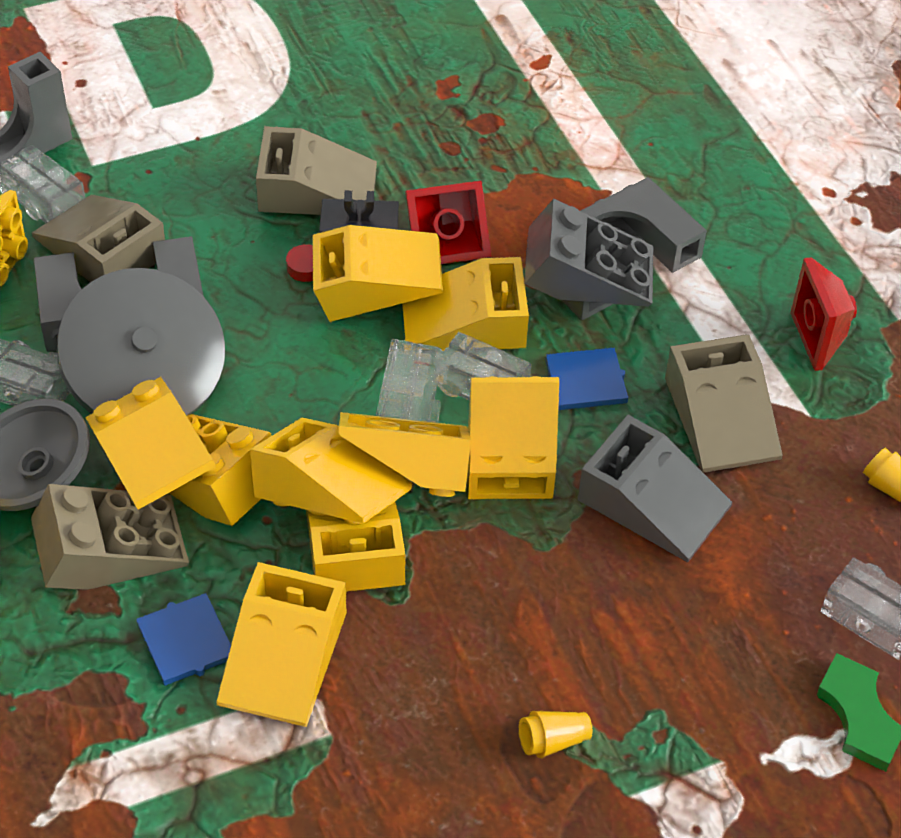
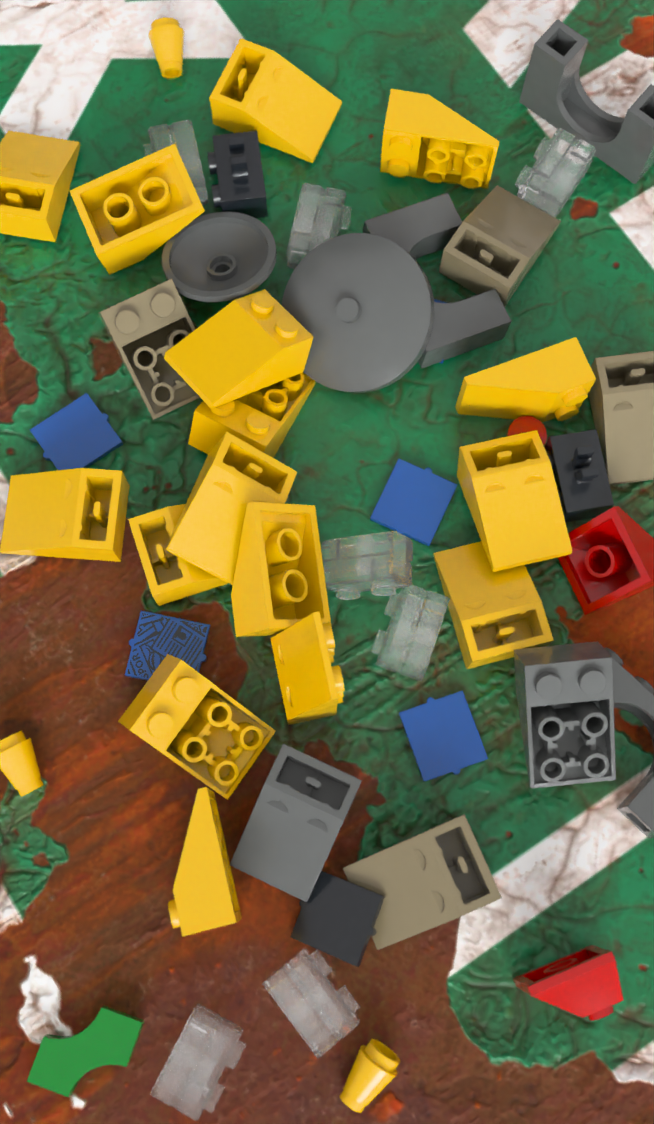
camera: 80 degrees right, 25 degrees up
(266, 229) = (537, 385): none -> yellow slope
(346, 360) = (413, 502): none -> blue piece
(454, 587) = (164, 635): none -> blue piece
(538, 565) = (197, 725): none -> yellow slope
(691, 559) = (204, 878): none -> yellow slope
(752, 476) = (338, 918): none -> black piece
(825, 508) = (312, 1001): none -> clear brick

